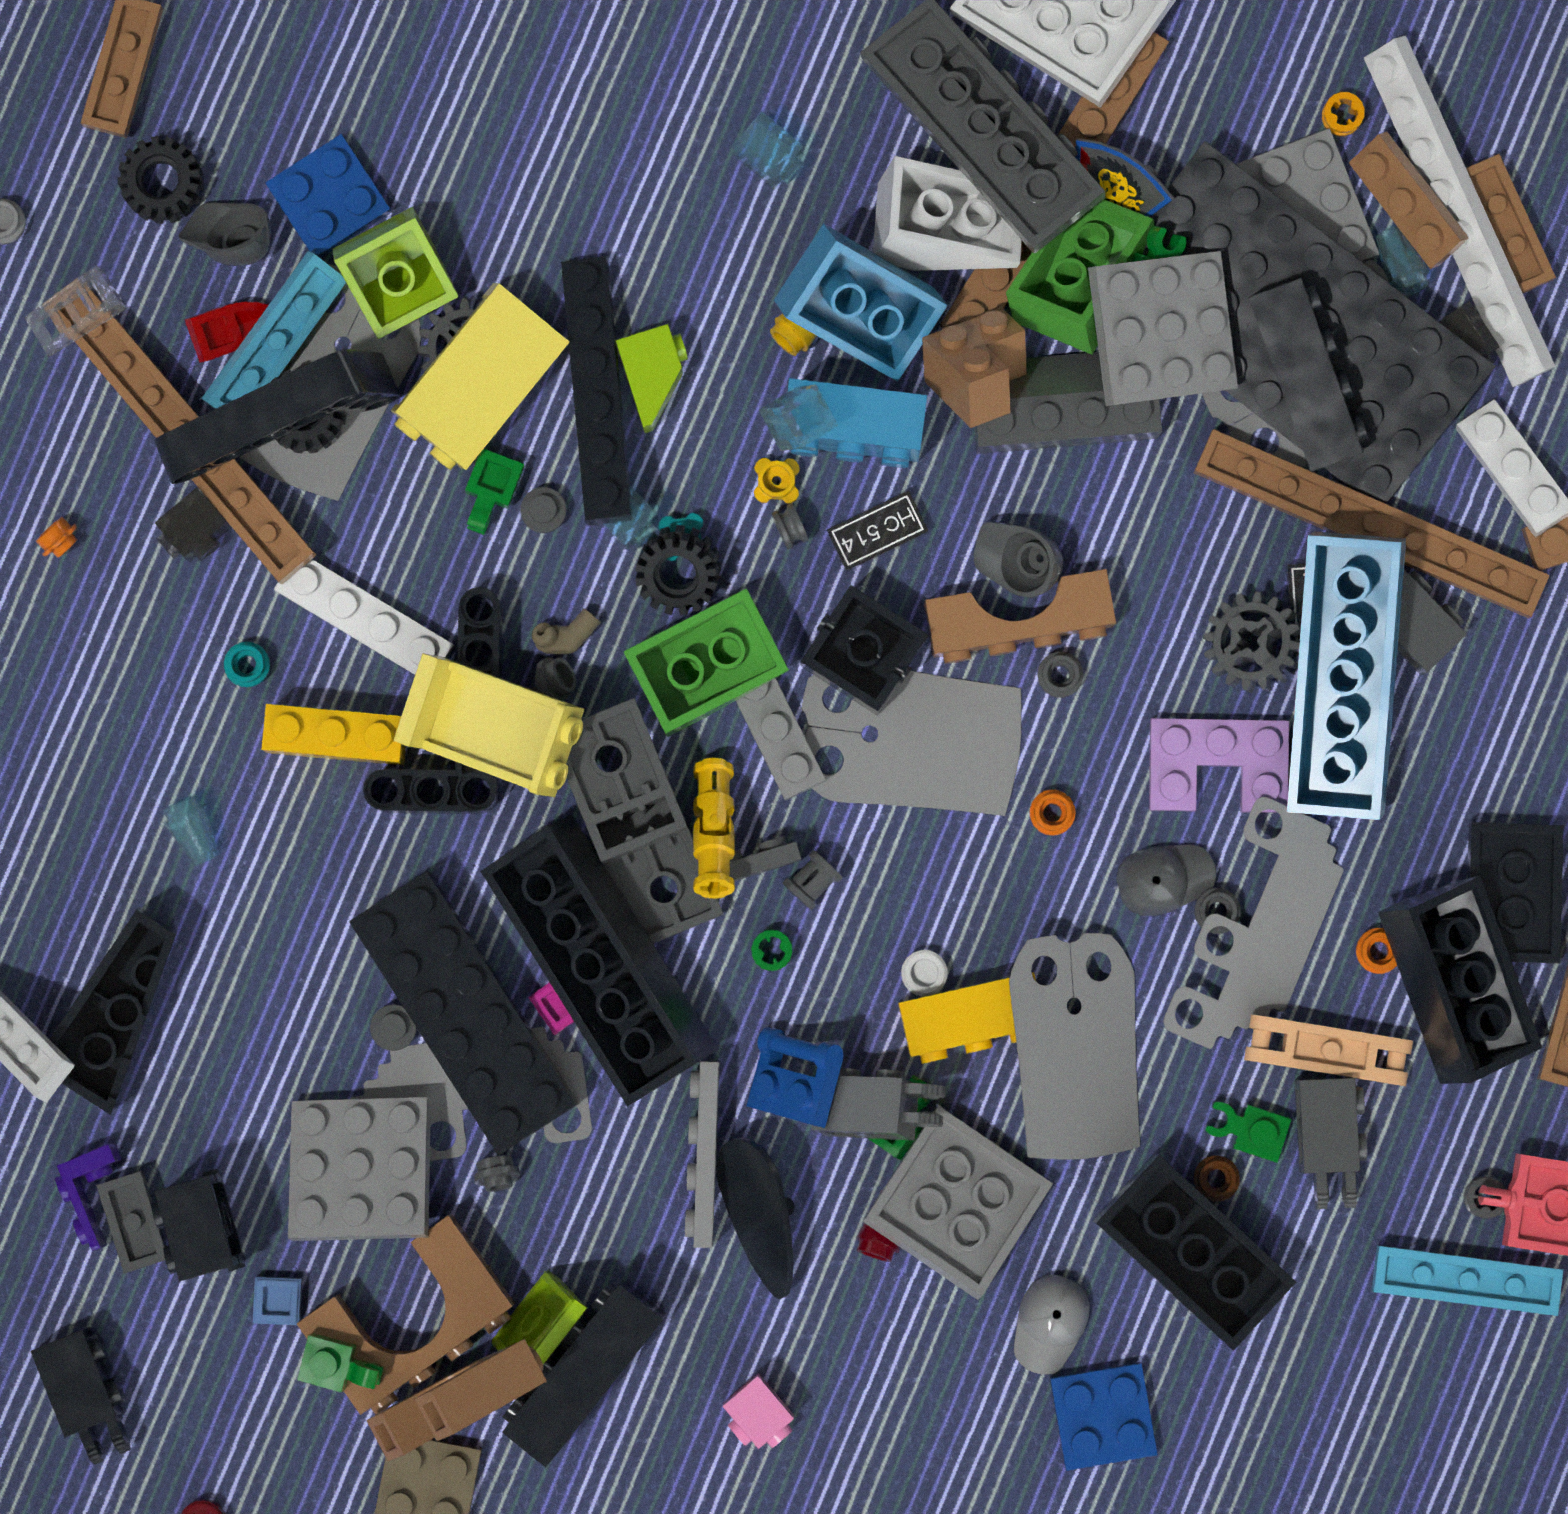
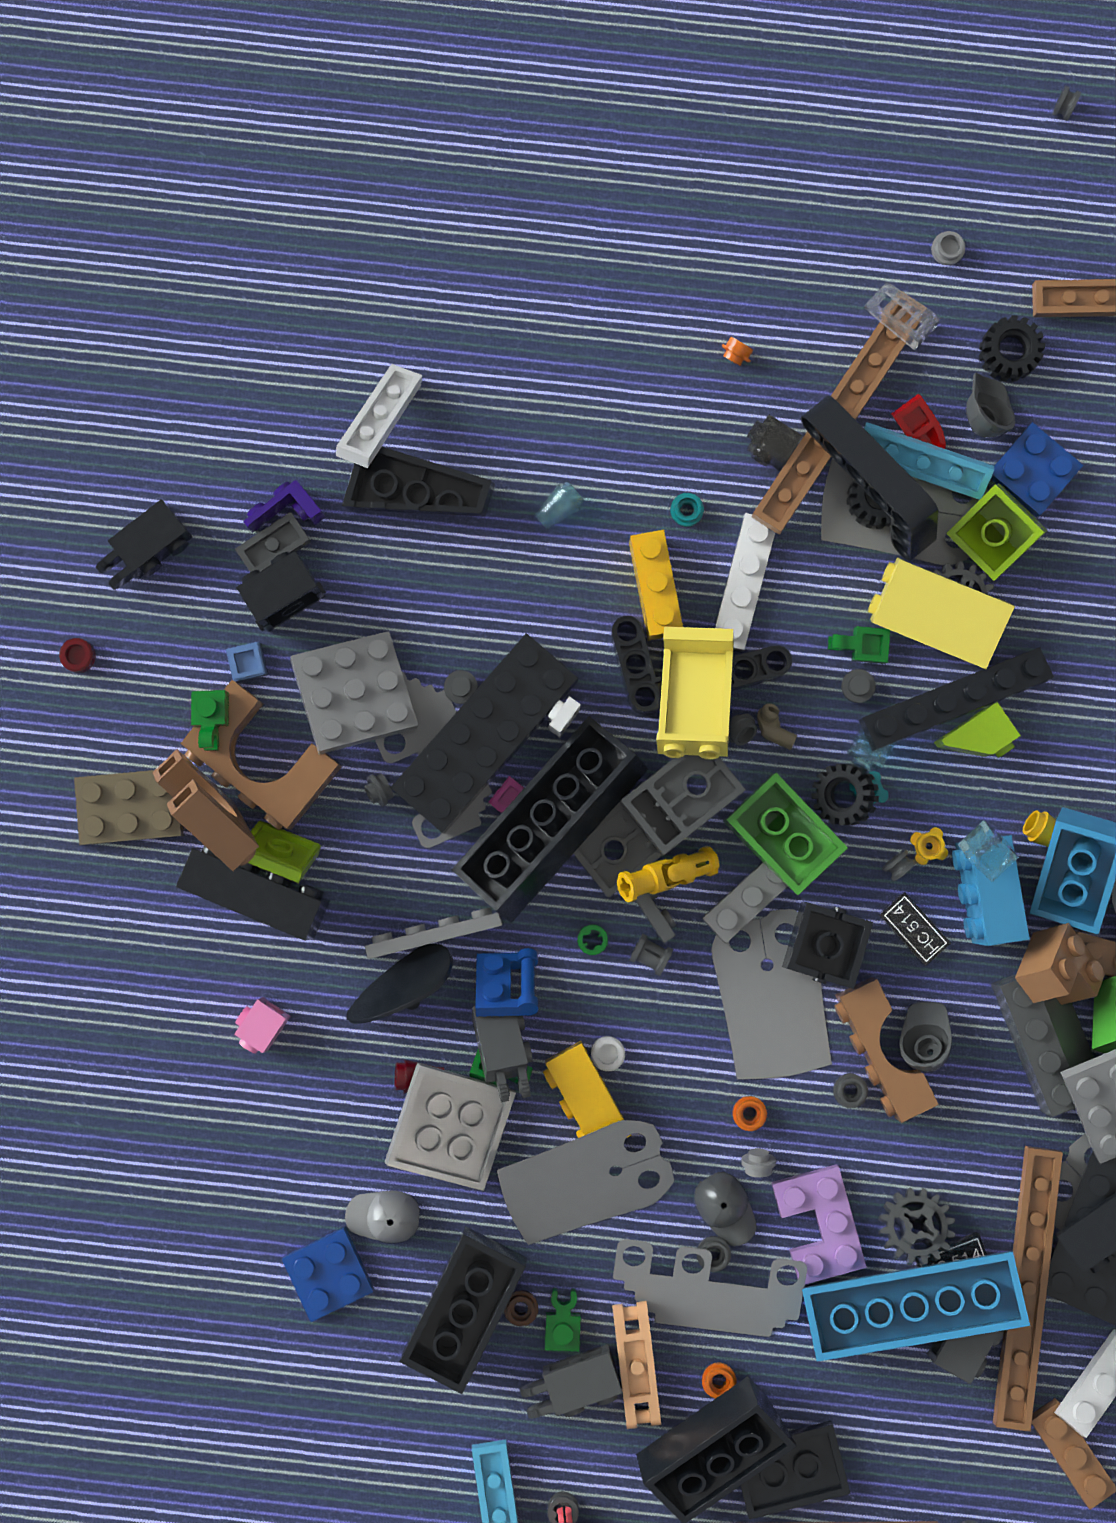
camera: 70 degrees right, 0 degrees up
(470, 905) = (562, 715): none -> white plate
(1117, 819) = (758, 1162): none -> light grey plate

